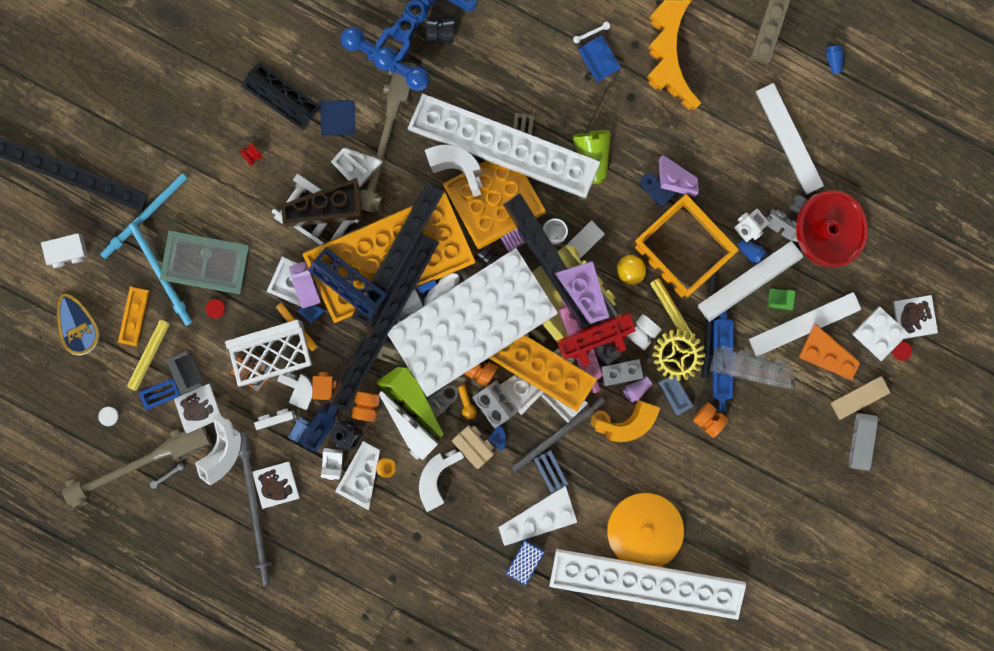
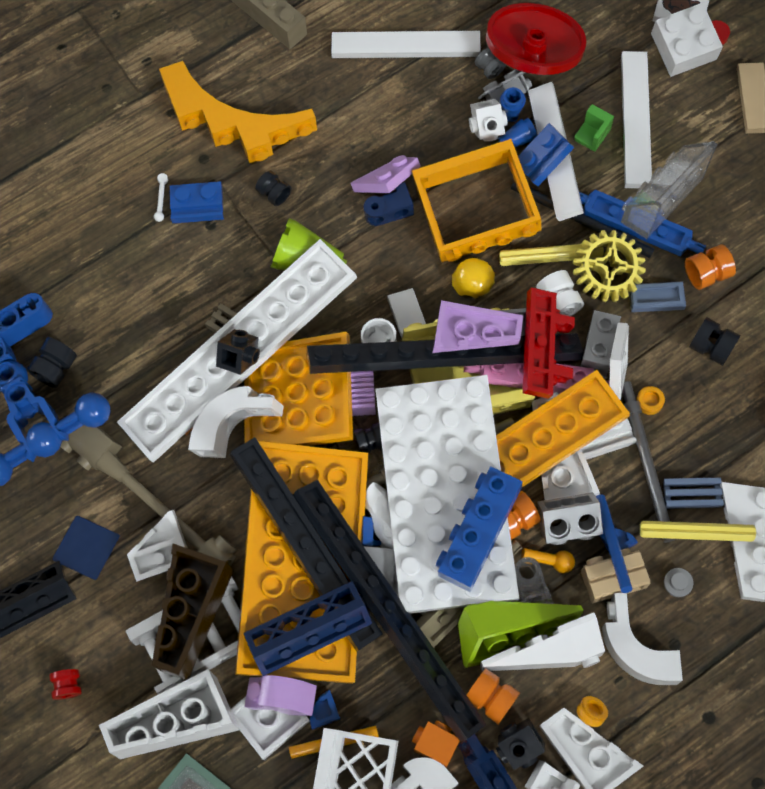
camera: 65 degrees left, 20 degrees down
(265, 232) = (174, 717): none -> white wedge
(453, 355) = (479, 529): none -> blue brick
(488, 485) = (678, 582): none -> light grey plate
(491, 436) = (614, 547): none -> blue bar
(496, 150) = (237, 351): none -> black brick
(524, 484) = (697, 531): none -> light yellow axle
(610, 390) = (619, 359): none -> white tile
(631, 429) = (679, 359): light orange arch -> none
(632, 105) = (272, 187): none -> black wheel
(637, 389) = (636, 340): lavender cone -> none
(658, 451) = (722, 348): none -> black wheel
(741, 275) = (544, 154): none -> blue plate
(776, 236) = (512, 102): none -> blue cone
(828, 354) = (683, 107): orange wing -> none

